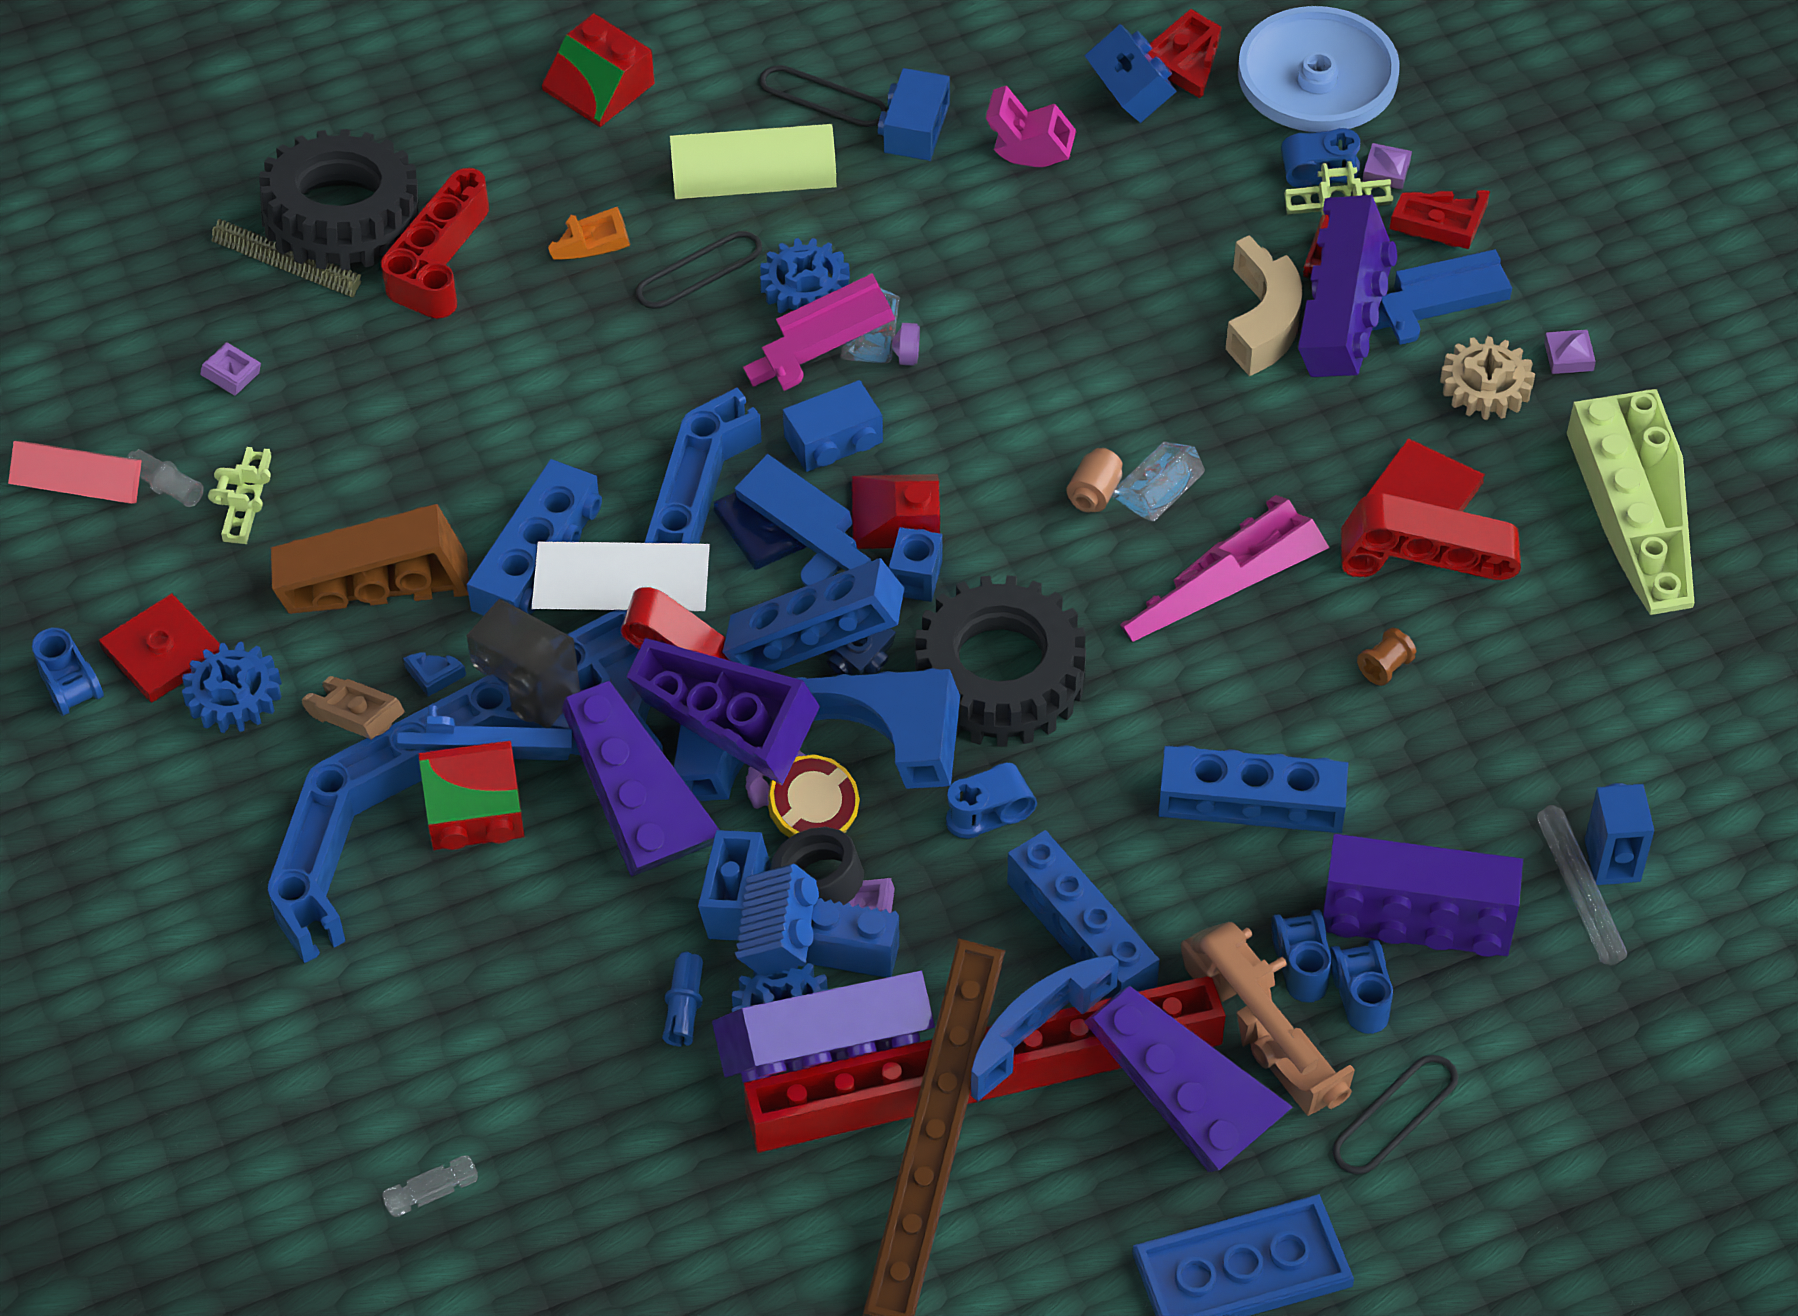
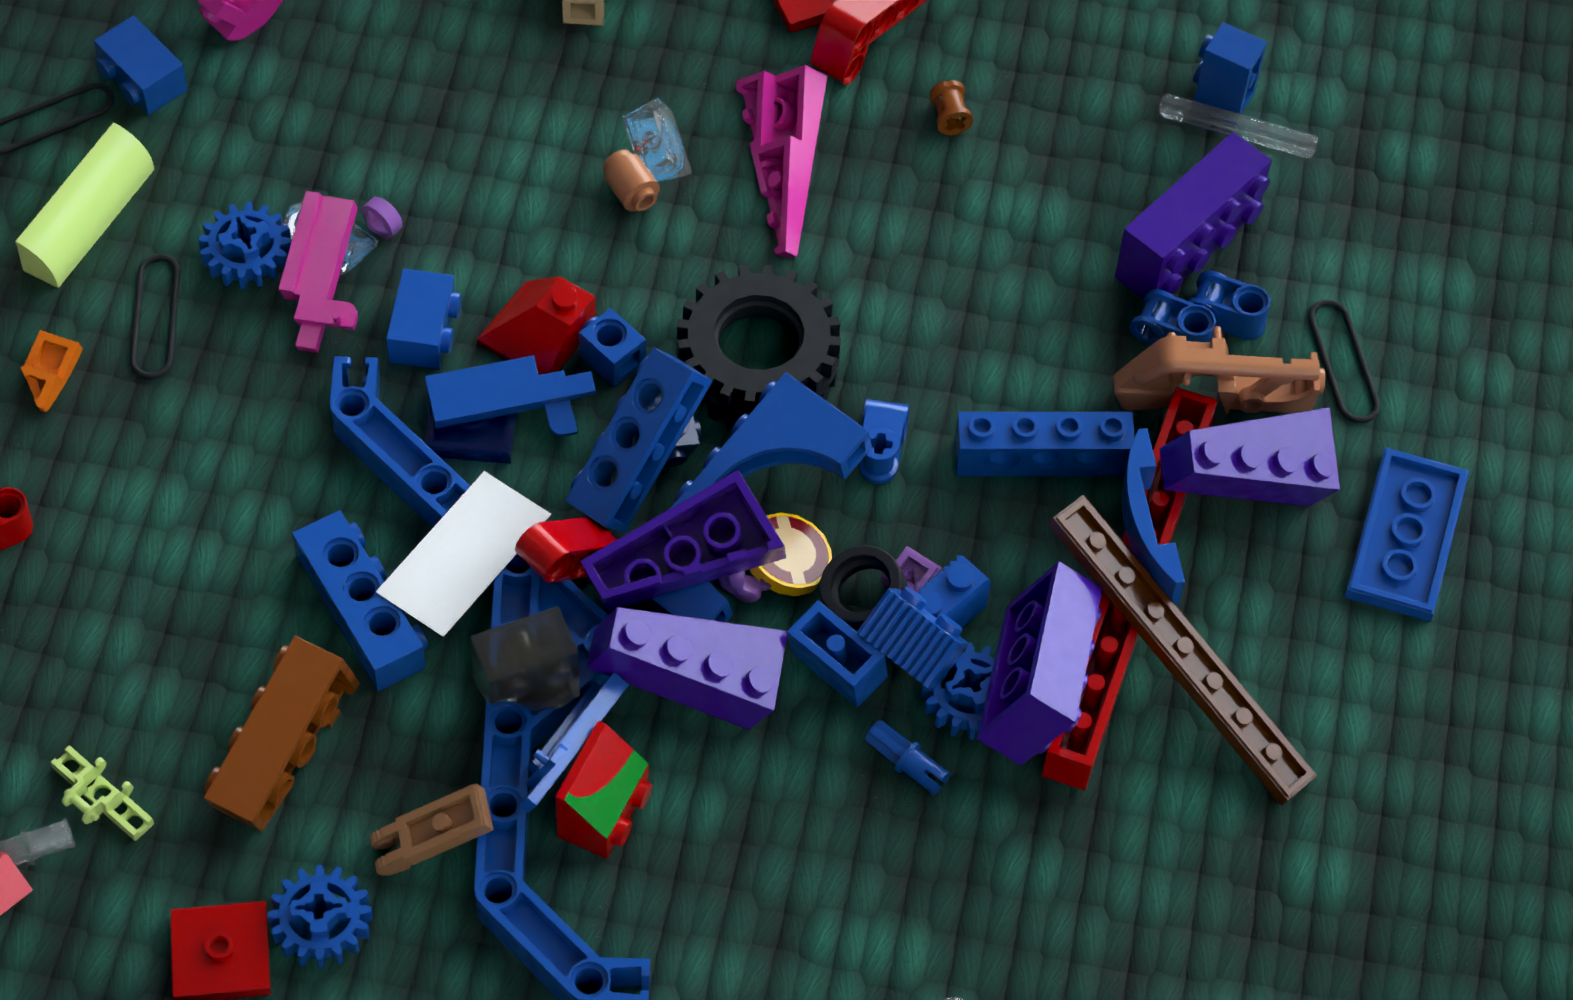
camera: 60 degrees left, 5 degrees up
(434, 672) = (423, 754): blue tile -> none
(1270, 804) = (1000, 283): blue brick -> none

